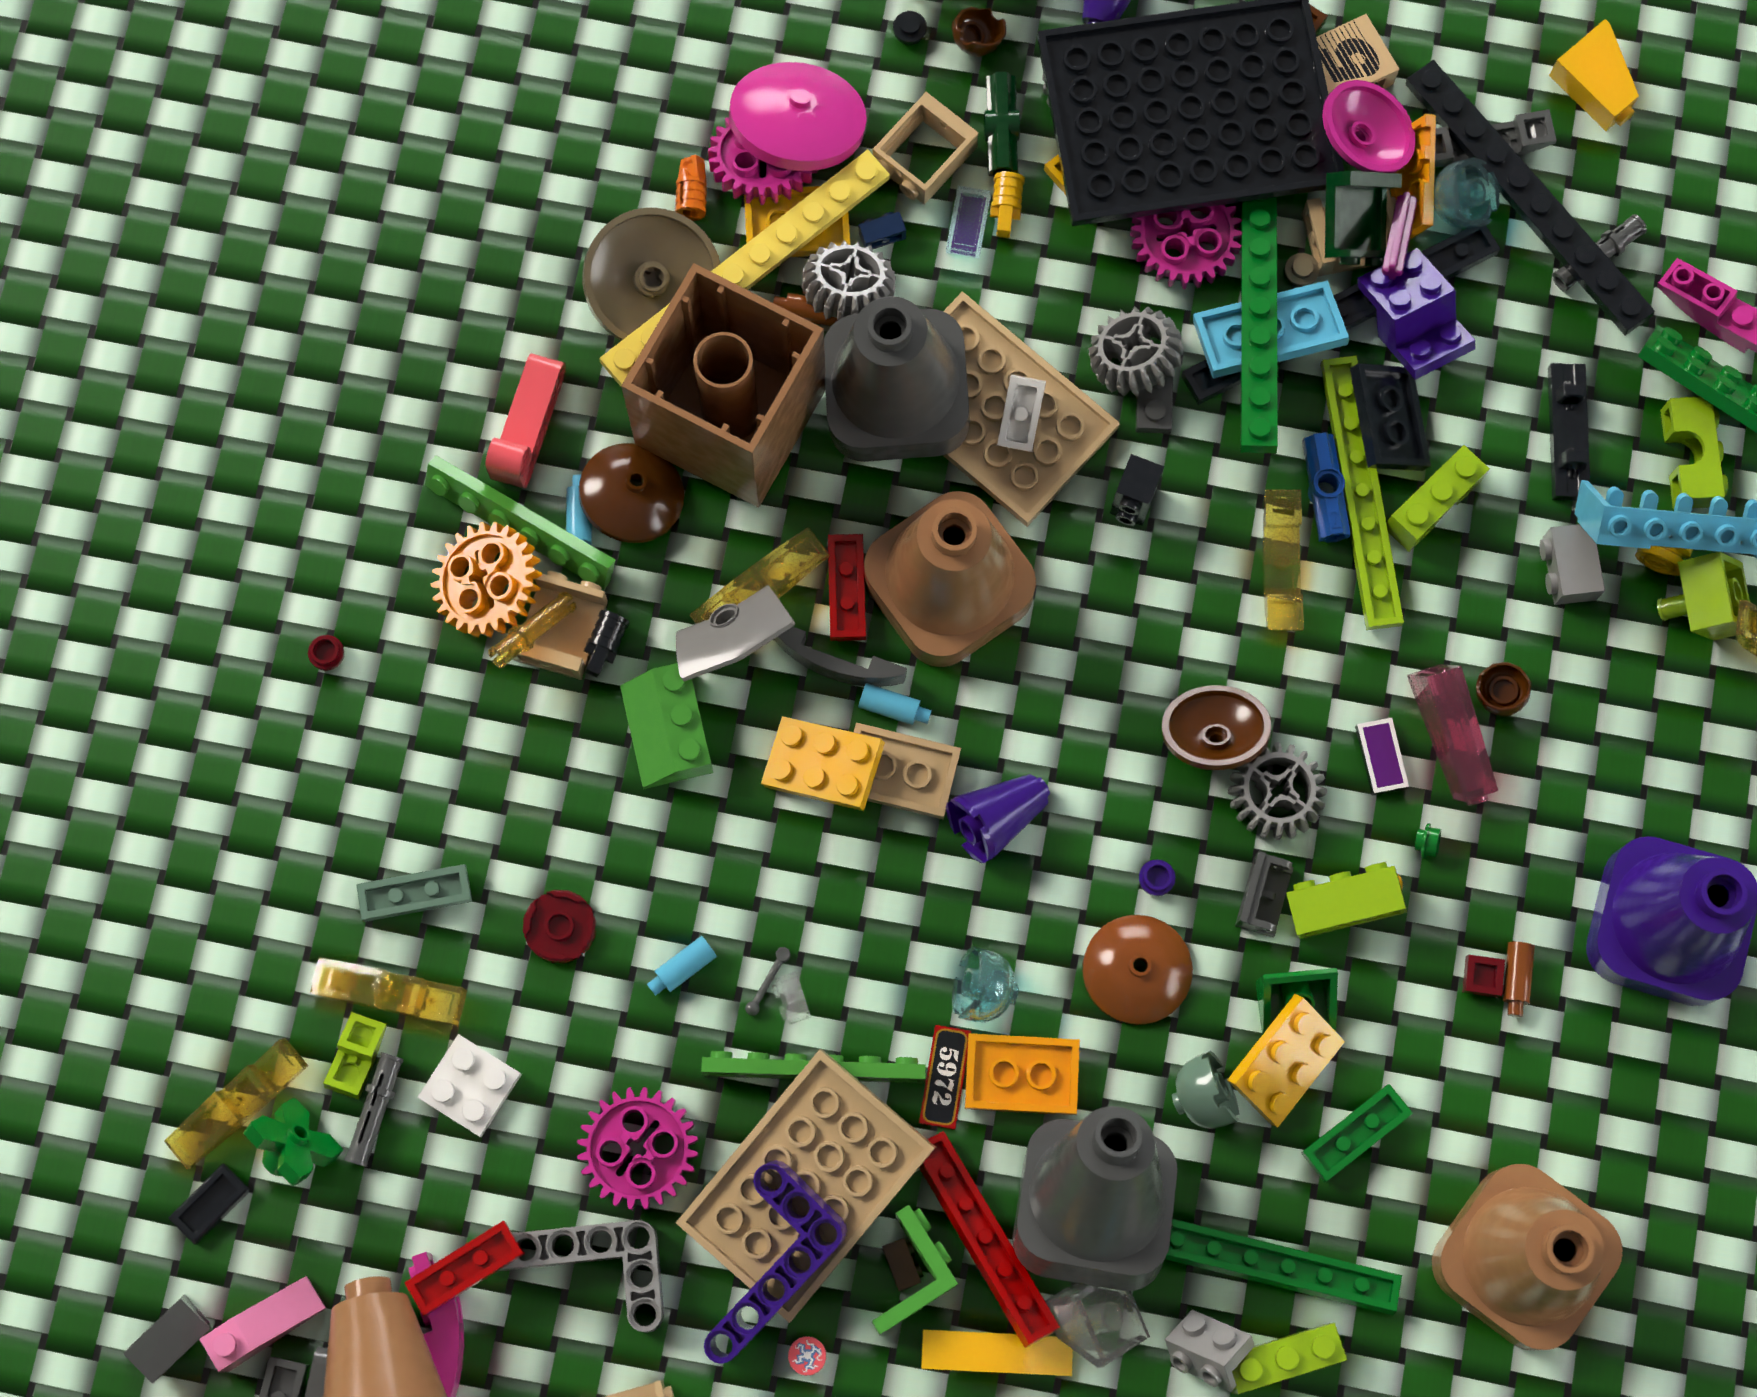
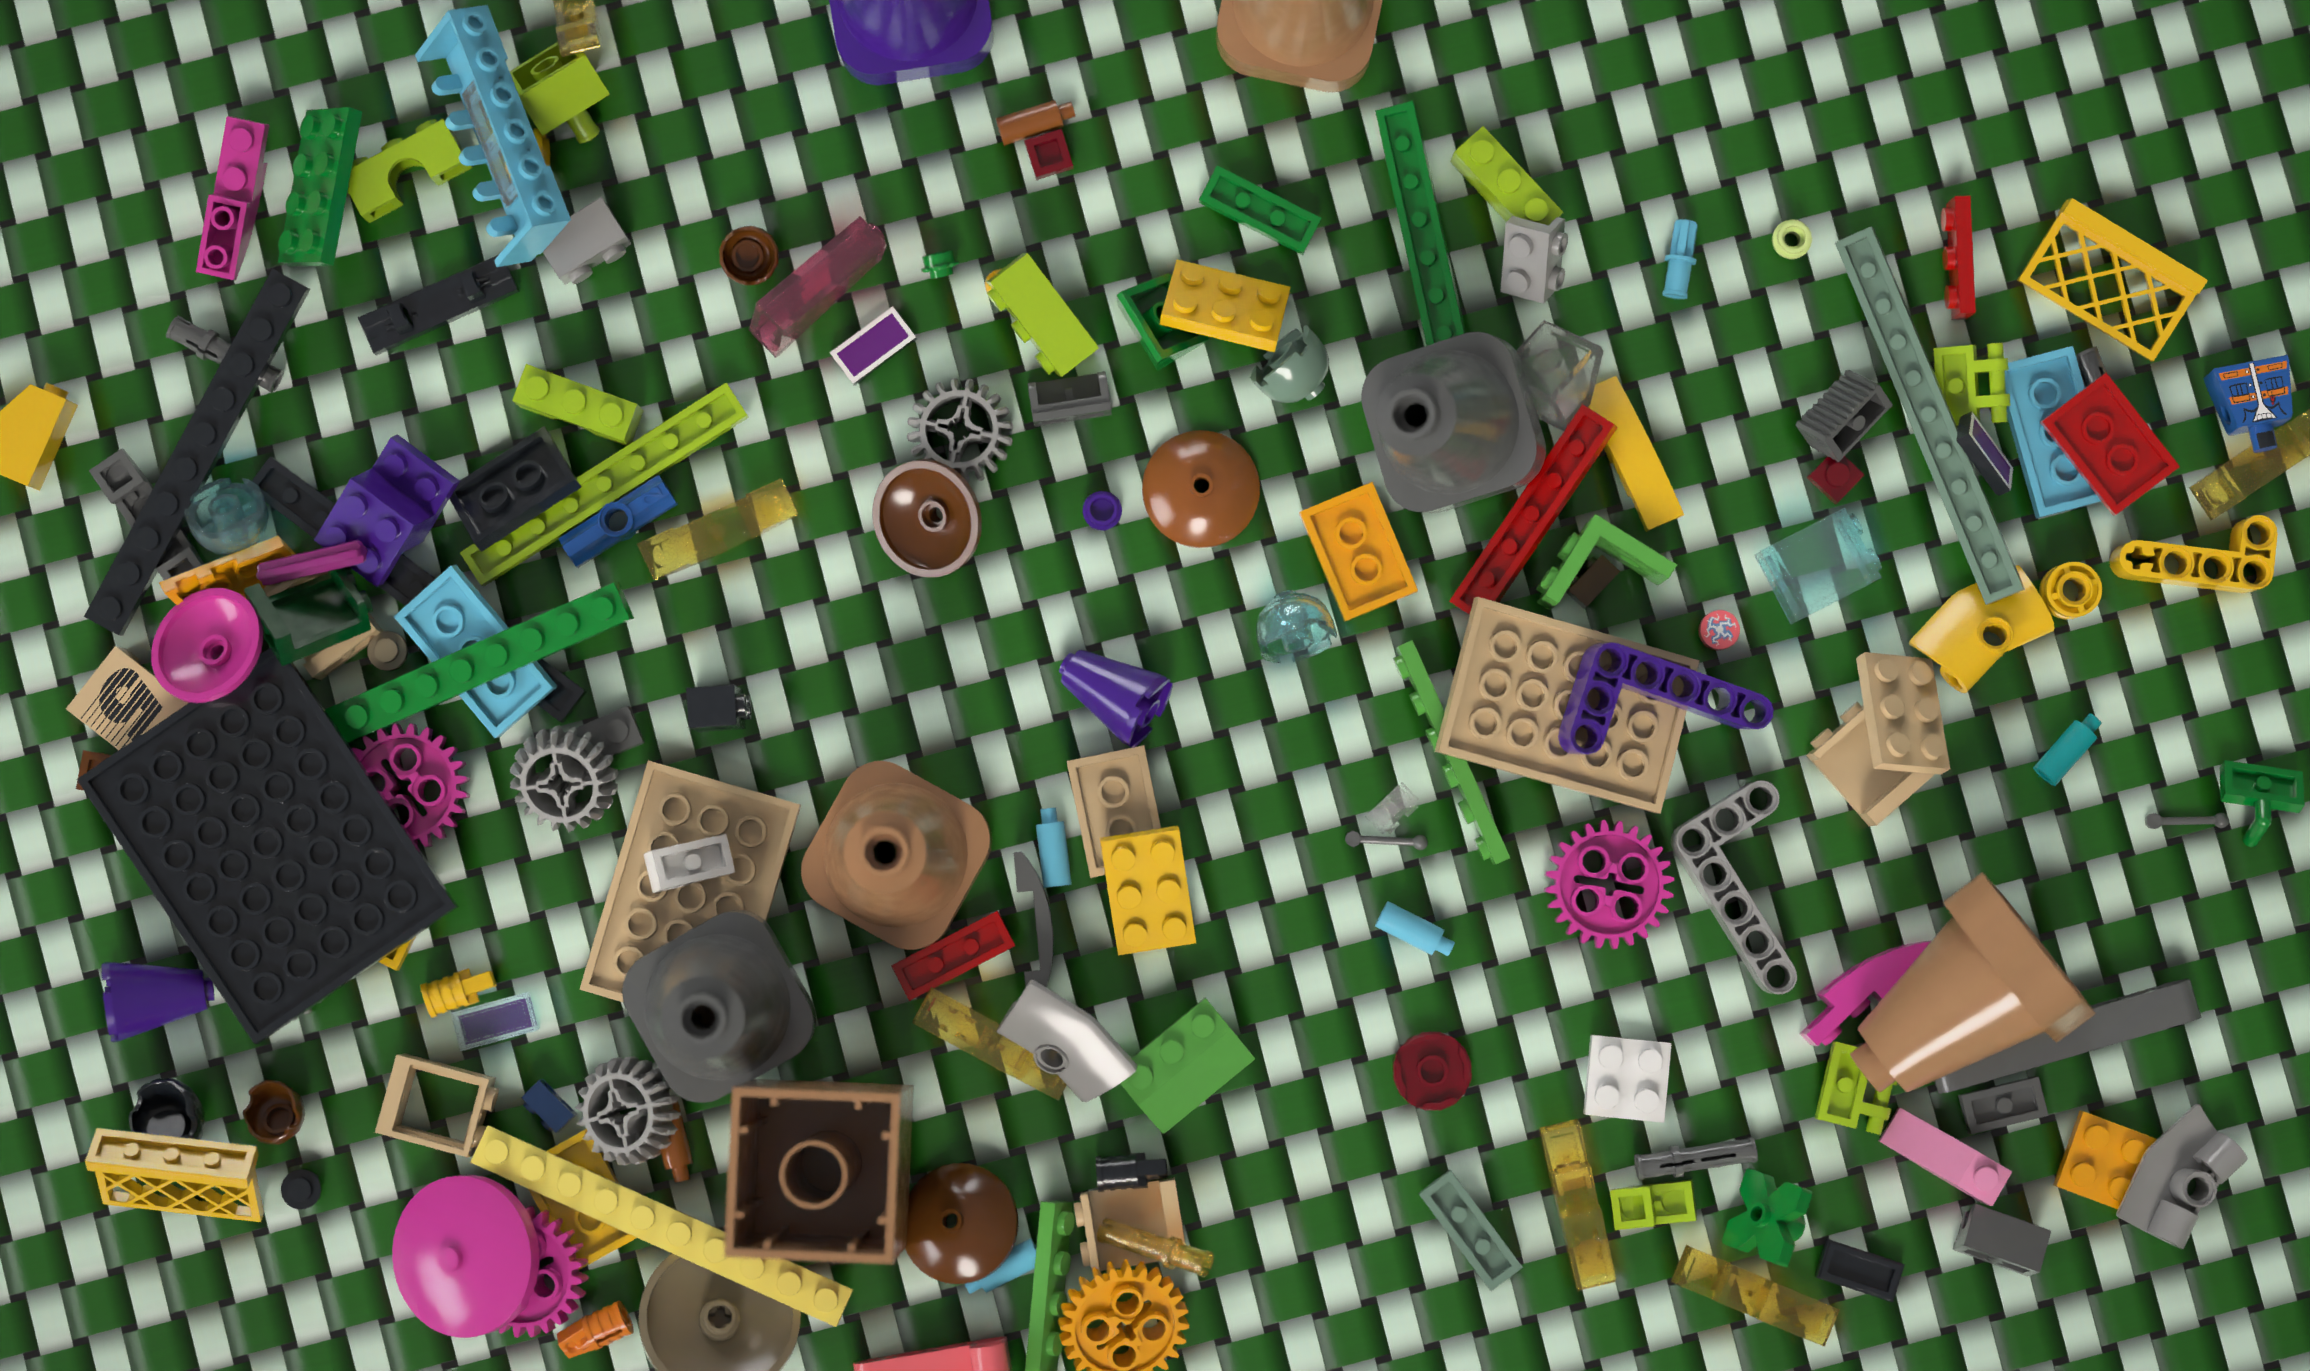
camera: 115 degrees left, 10 degrees up
(356, 1259) = (1844, 1093): none -> lime plate
(464, 1268) = (1805, 988): red plate -> none
(944, 1077) = (1394, 625): sticker -> none
(1001, 123) = (370, 1037): dark green piece -> none

